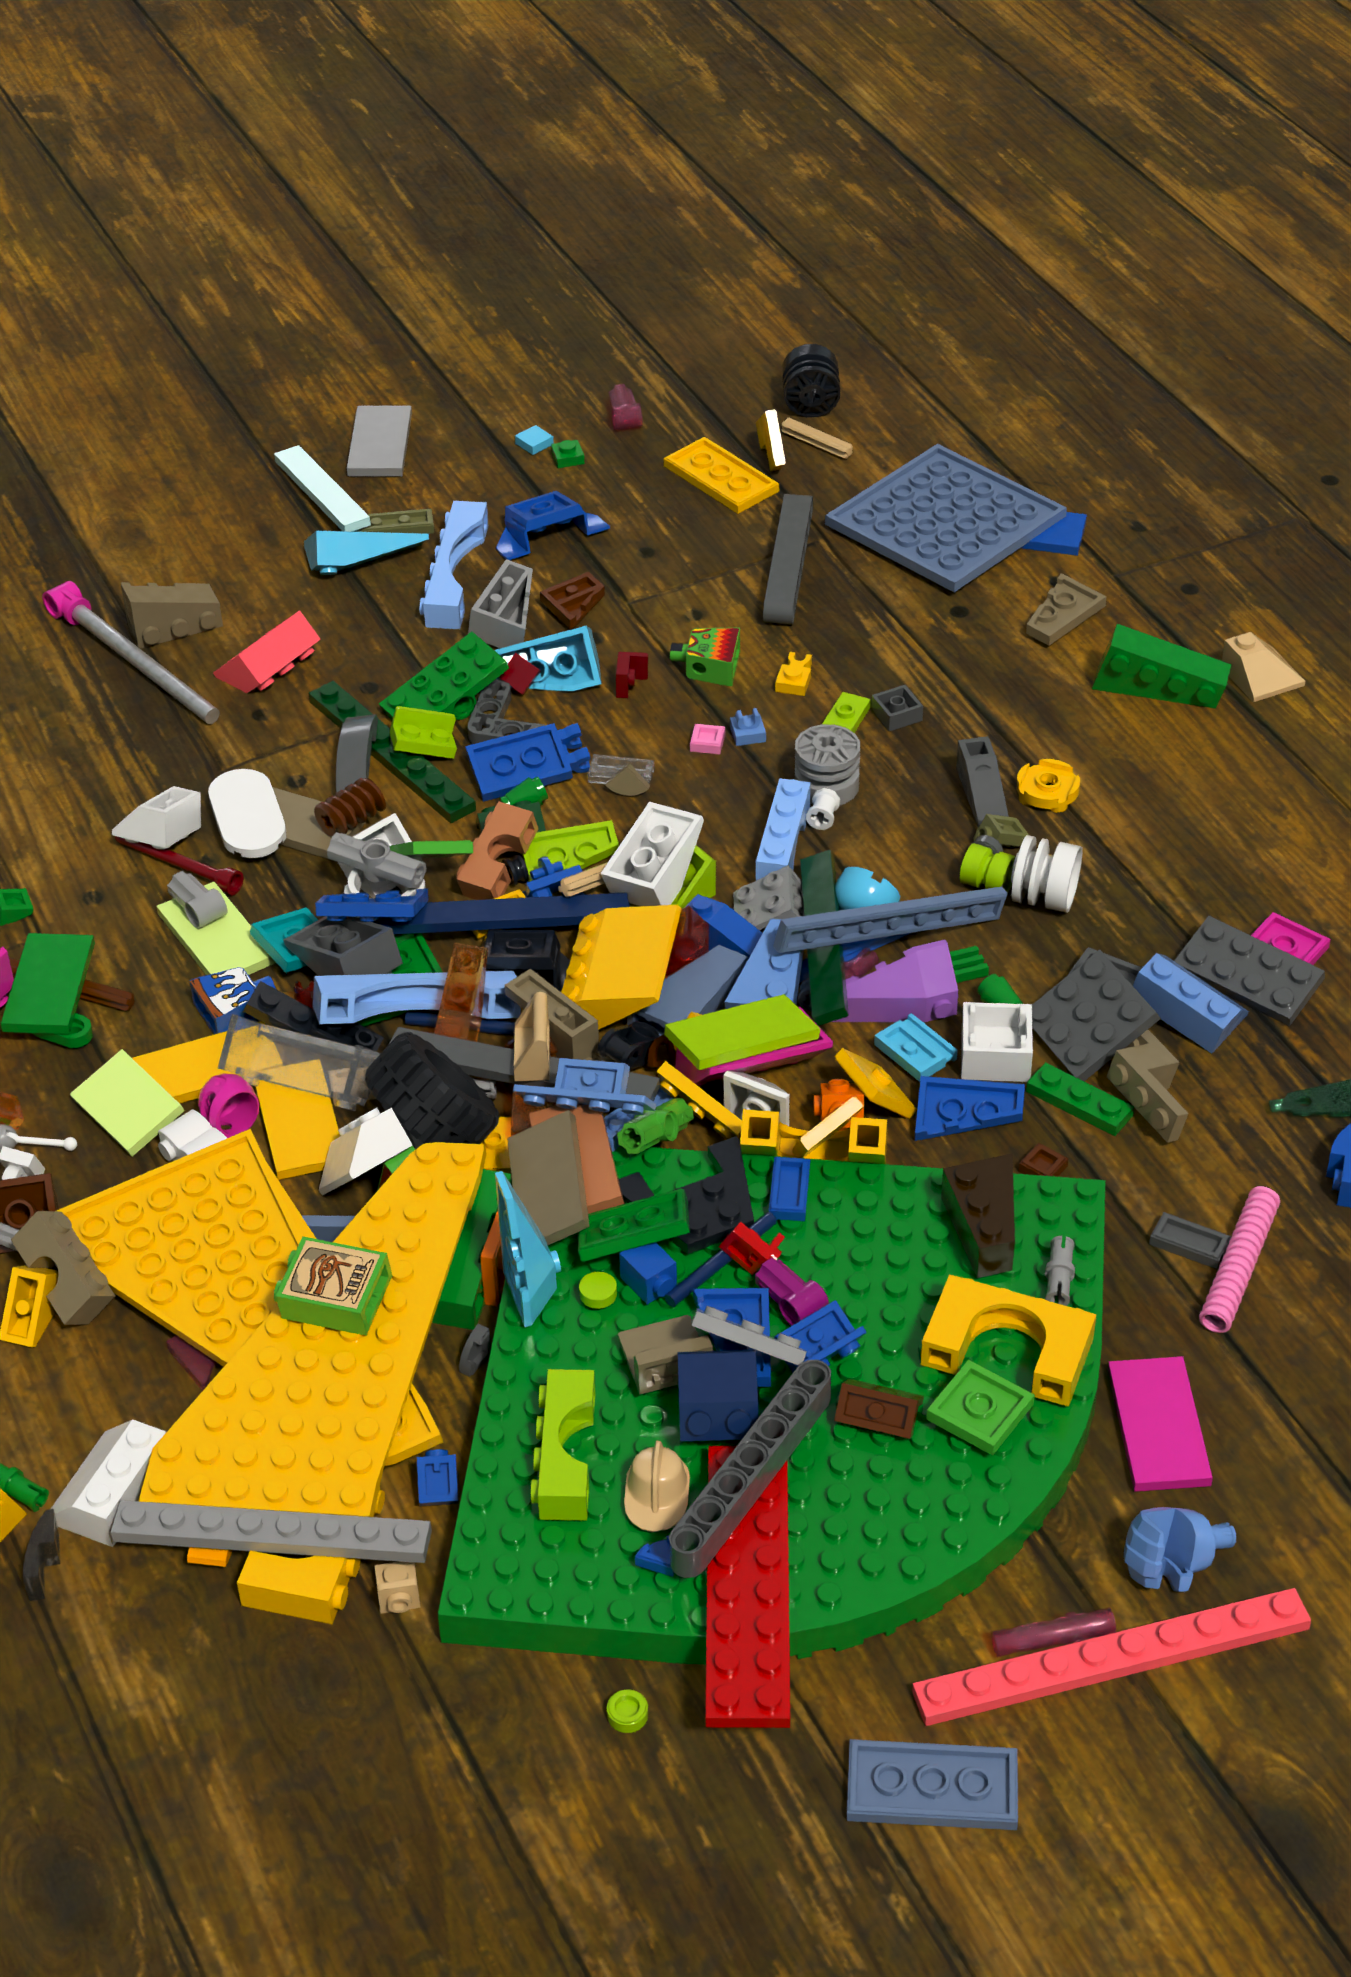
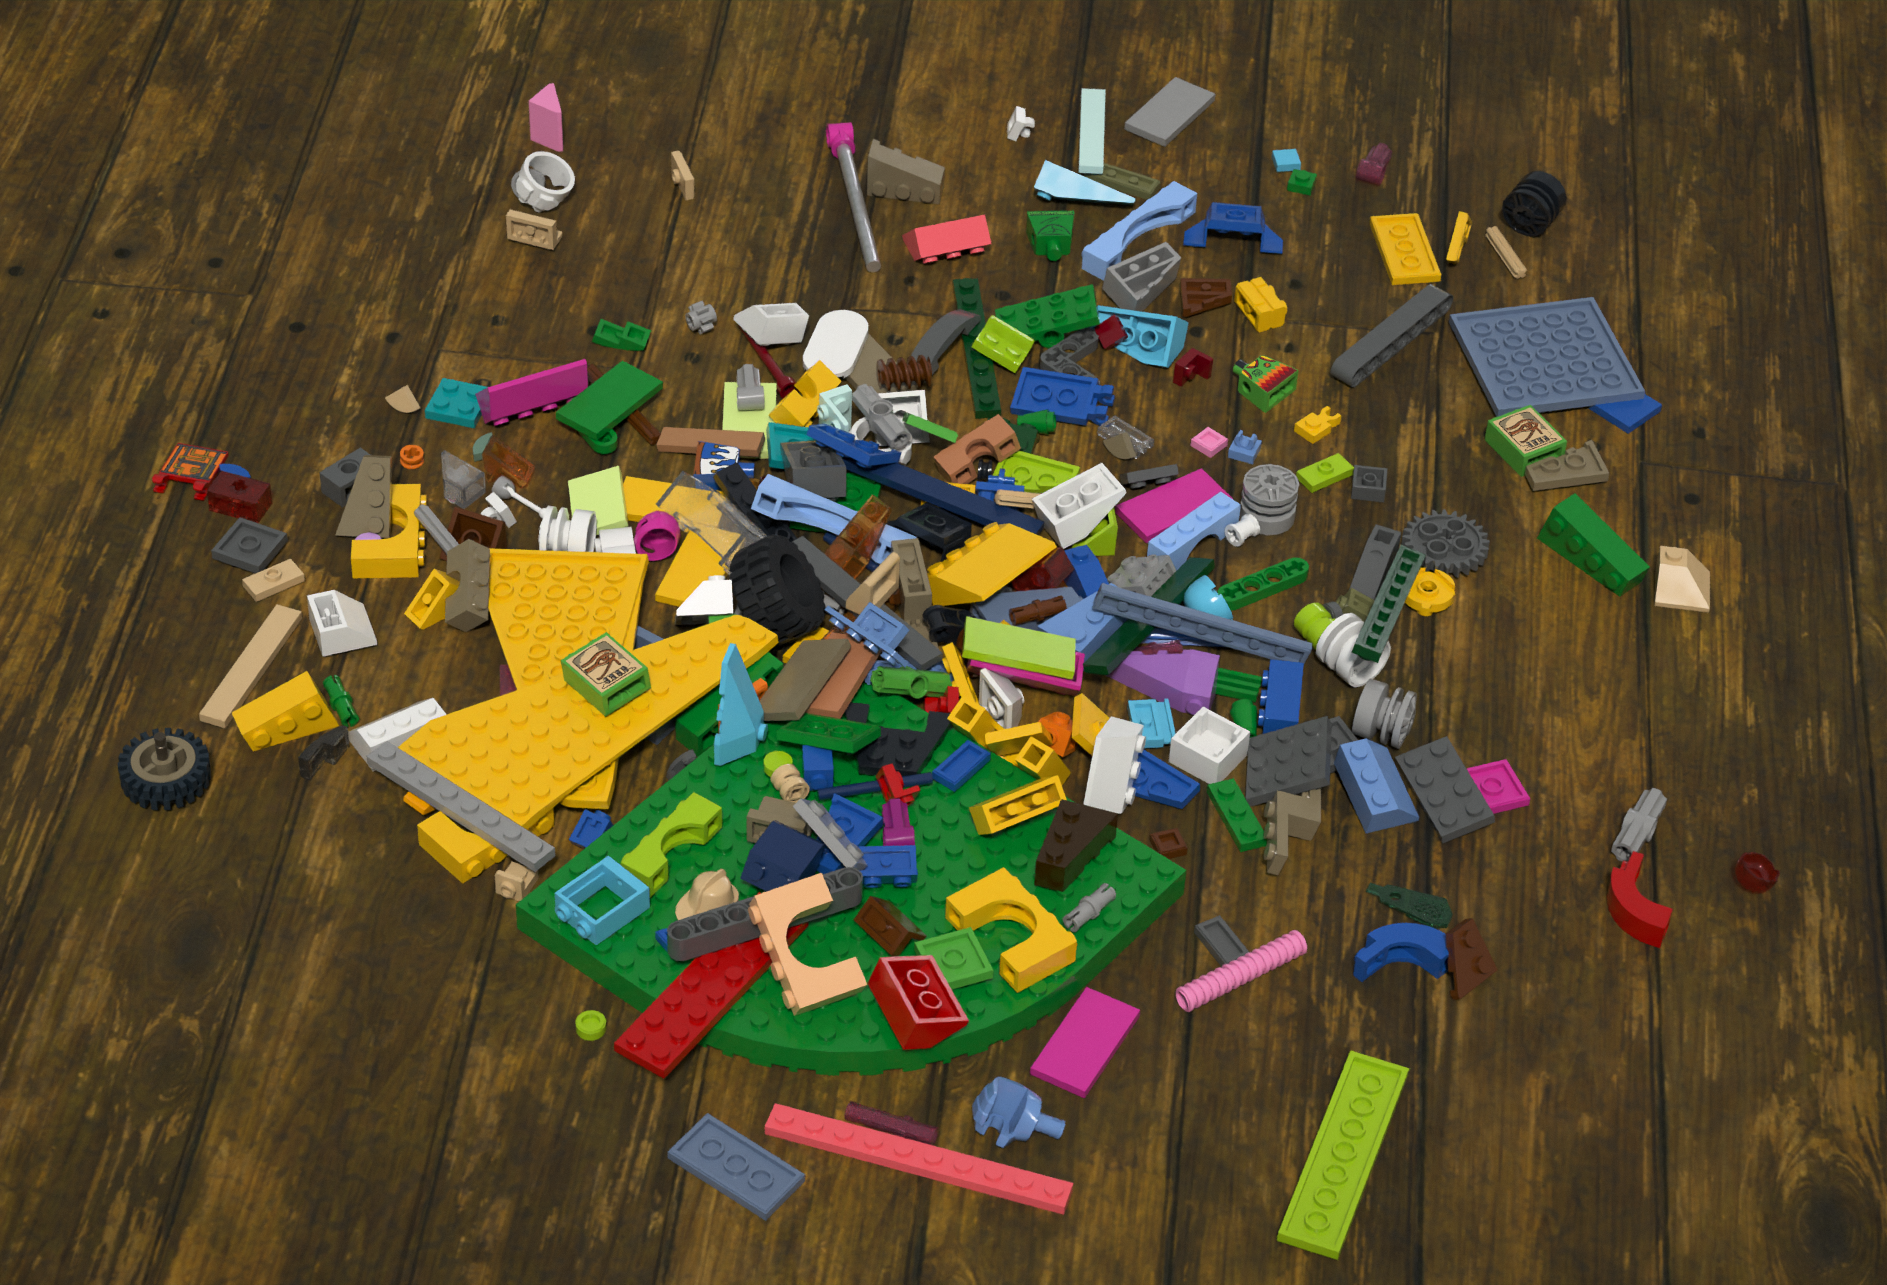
camera: 30 degrees right, 0 degrees up
(73, 849) = (701, 317): none -> light grey gear
(131, 1153) = (561, 534): none -> white wheel
(175, 983) = (686, 440): none -> medium nougat tile
(240, 512) = (1017, 123): none -> white tile
(268, 868) = (797, 409): none -> yellow arch
(314, 880) = (836, 407): none -> light aqua bracket
(369, 604) = (1050, 232): none -> green torso
(535, 1518) = (619, 881): none -> medium azure window
(635, 1304) = (789, 783): none -> tan wheel
(638, 583) = (1260, 304): none -> yellow brick
(691, 792) = (1139, 478): none -> dark grey plate
(701, 1132) = (944, 703): none -> red bracket
(713, 985) = (1037, 610): none -> reddish brown pin
(735, 815) = (1165, 505): none -> dark pink tile
(783, 1465) = (803, 986): none -> light nougat arch
(894, 854) = (1290, 572): none -> green beam
(897, 1199) = (1017, 805): none -> yellow brick
(944, 1106) = (1115, 765): none -> white slope
(991, 1475) = (916, 1000): none -> red slope
(1000, 600) = (1524, 438): none -> brick
(1018, 956) = (1282, 695): none -> blue brick
(1024, 730) = (1447, 541): none -> dark grey gear
(1054, 810) = (1388, 604): none -> dark green plate
(1135, 921) = (1387, 714): none -> light grey wheel

